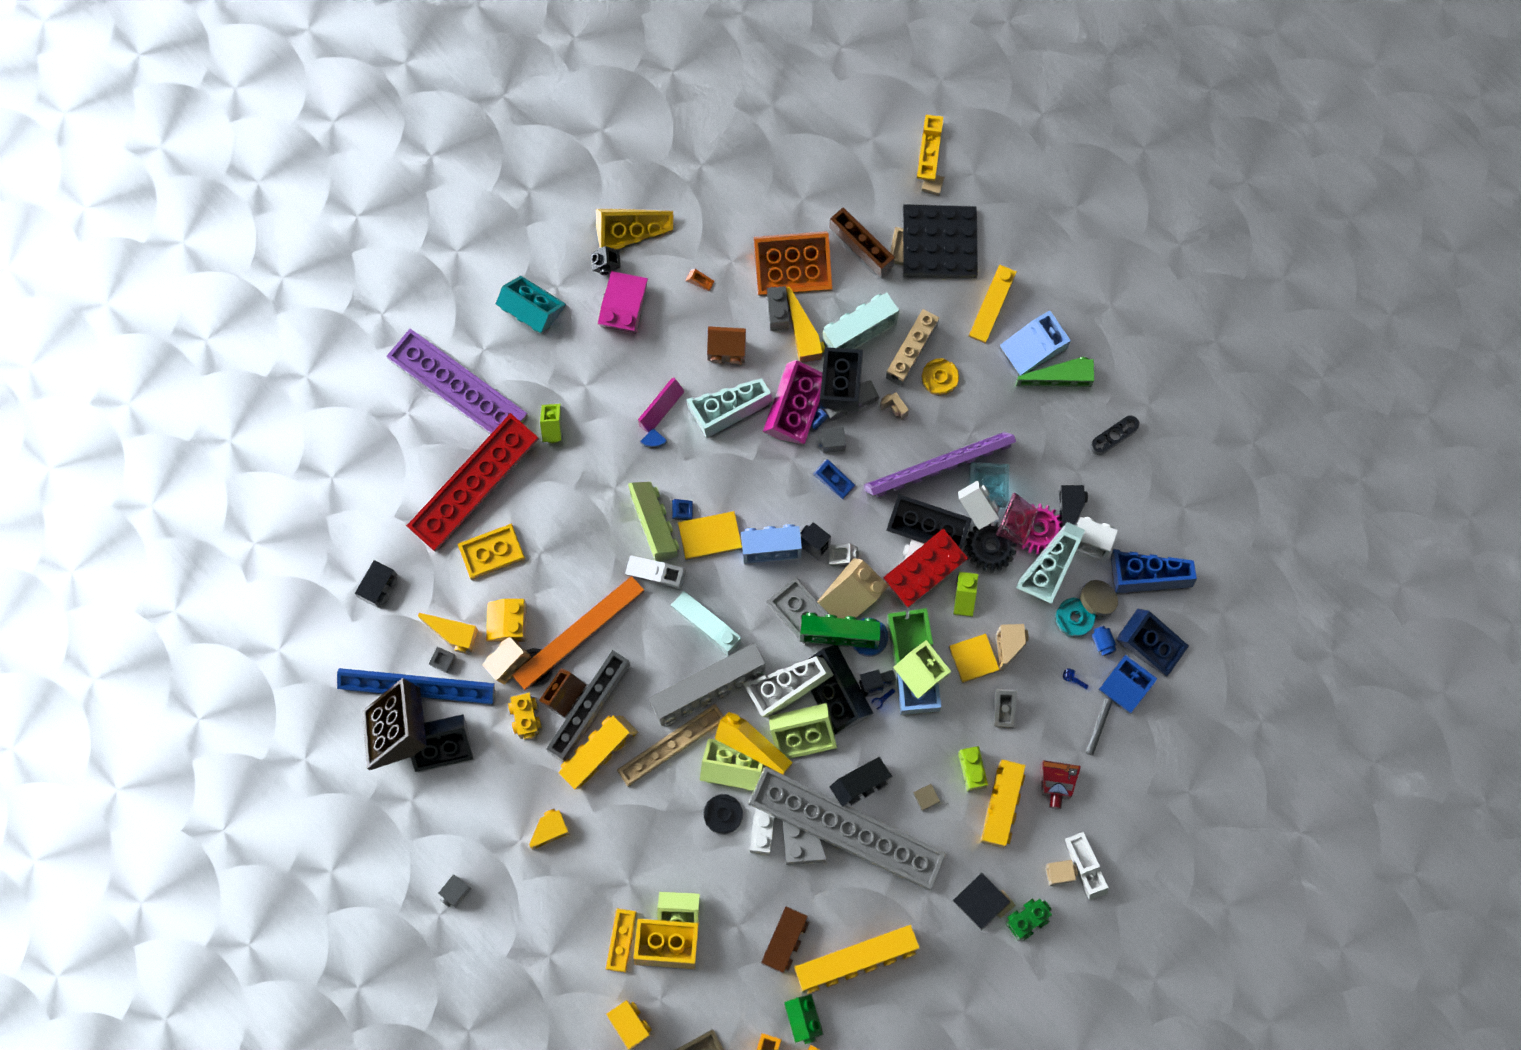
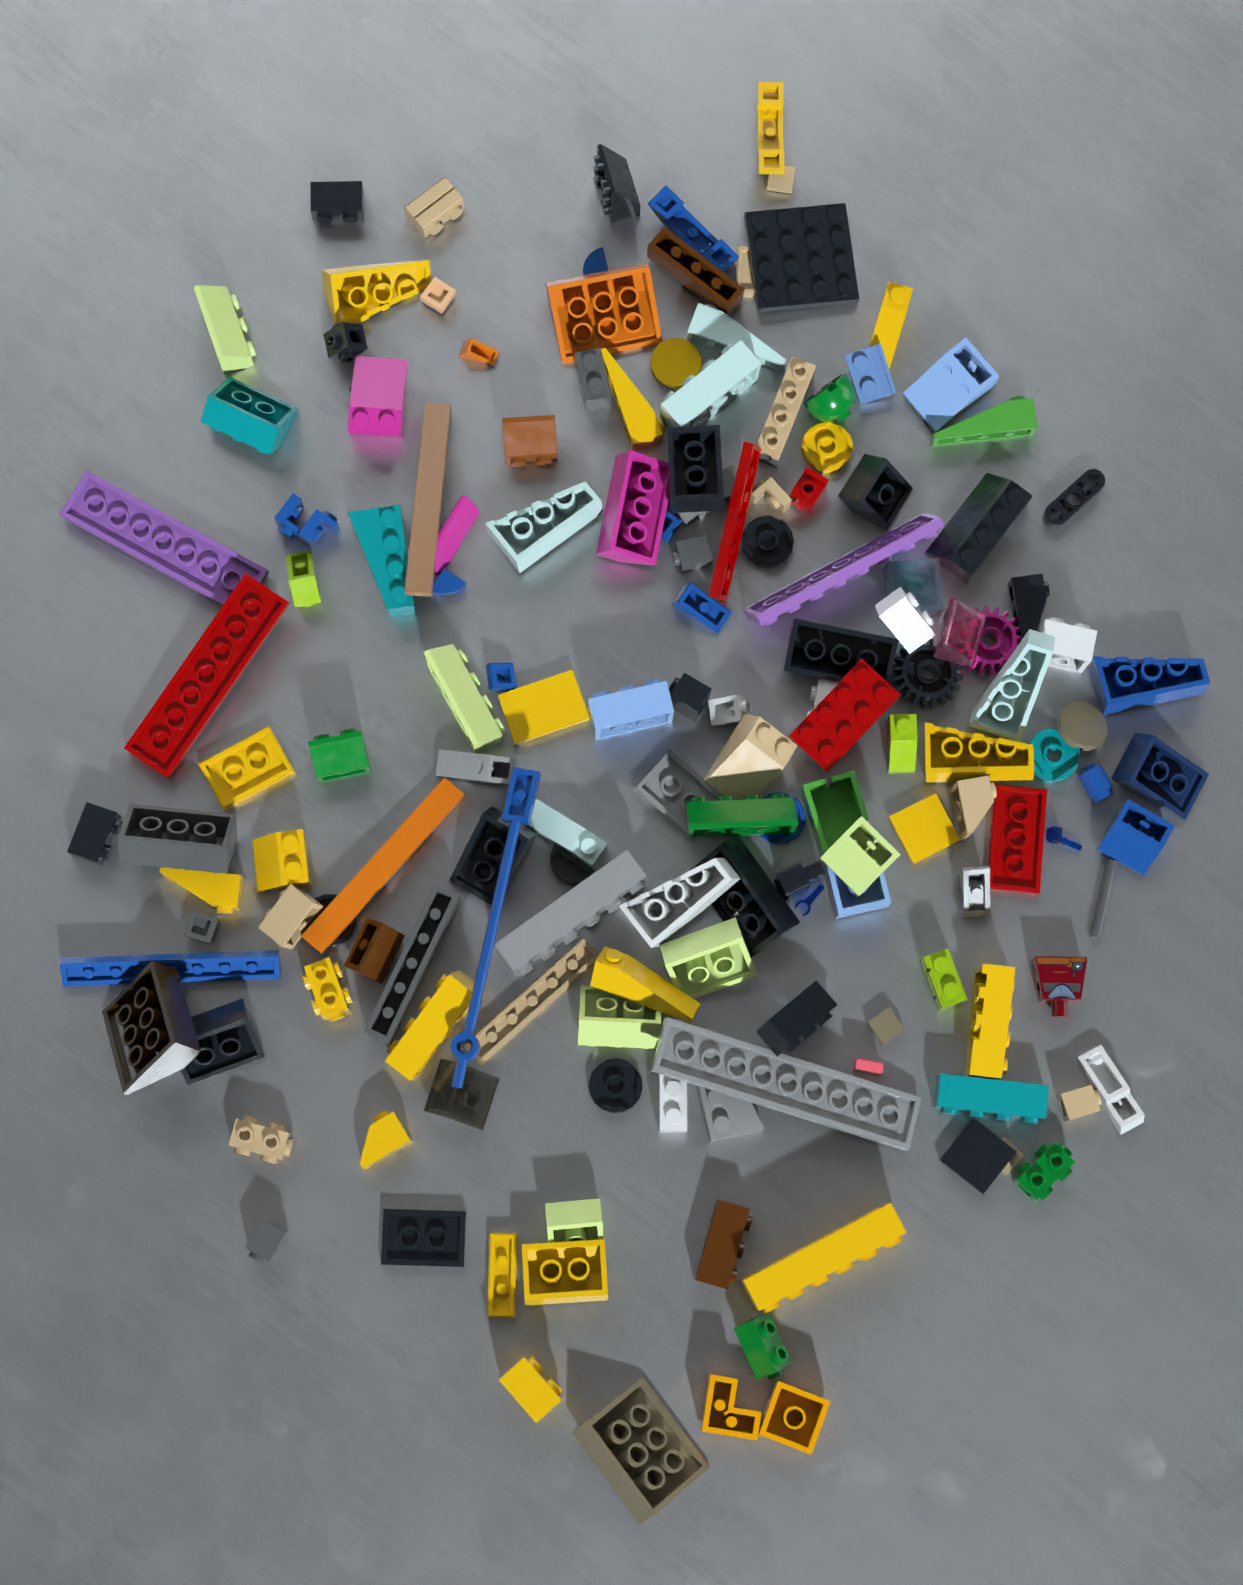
camera: 15 degrees left, 5 degrees up
(434, 594) = (177, 838): none -> dark grey brick
(467, 820) = (270, 1141): none -> tan brick
(522, 241) = (225, 328): none -> yellowish green slope
(549, 374) = (290, 512): none -> blue bracket
(558, 550) = (339, 755): none -> green slope
(563, 389) = (314, 529): none -> blue bracket
(568, 905) = (423, 1237): none -> black tile
(610, 804) = (464, 1105): none -> clear smoke slope
(613, 407) = (385, 549): none -> teal wedge
(614, 163) = (337, 201): none -> black brick
(647, 378) = (428, 500): none -> medium nougat tile
(658, 636) = (482, 856): none -> black slope
(676, 236) = (438, 295): none -> light nougat plate
(678, 605) = (517, 811): none -> blue bar
(683, 175) = (435, 207): none -> tan brick
(710, 651) = (568, 868): none -> pearl dark grey plate
(791, 226) = (595, 262): none -> blue tile
(812, 174) = (616, 185): none -> black slope
(838, 302) = (674, 362): none -> yellow tile
(862, 212) = (684, 225): none -> blue slope
(865, 420) = (735, 521): none -> red tile
(870, 283) = (717, 330): none -> light aqua slope
(887, 438) = (767, 542): none -> black tile
(909, 824) = (868, 1066): none -> coral tile
(927, 400) = (813, 481): none -> red brick
(948, 343) = (832, 400): none -> green cylinder
(971, 411) = (875, 490): none -> black slope
(978, 328) = (870, 374): none -> medium blue plate
(997, 859) = (991, 1097): none -> teal brick
(1007, 607) = (963, 755): none -> yellow wedge
(1041, 674) = (1017, 839): none -> red tile
(1043, 446) = (978, 525): none -> black slope

